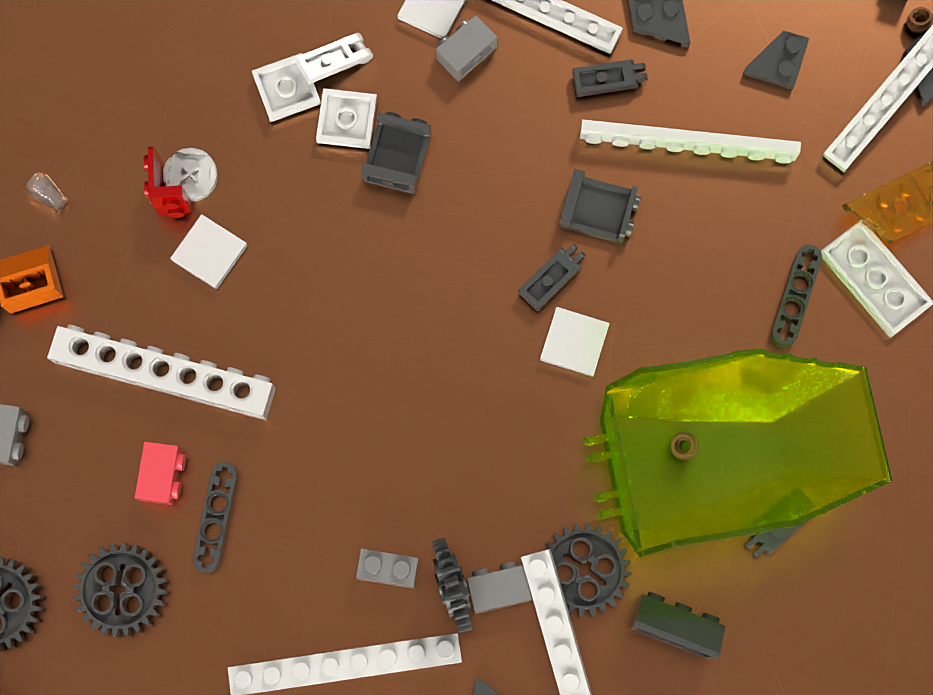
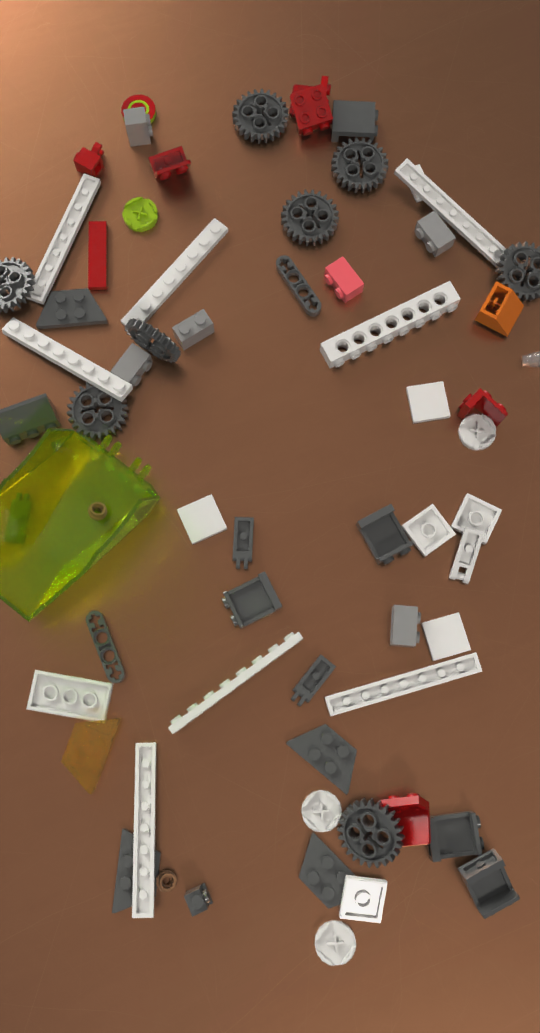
camera: 135 degrees right, 0 degrees up
(779, 60) = (227, 780): dark grey wing -> none

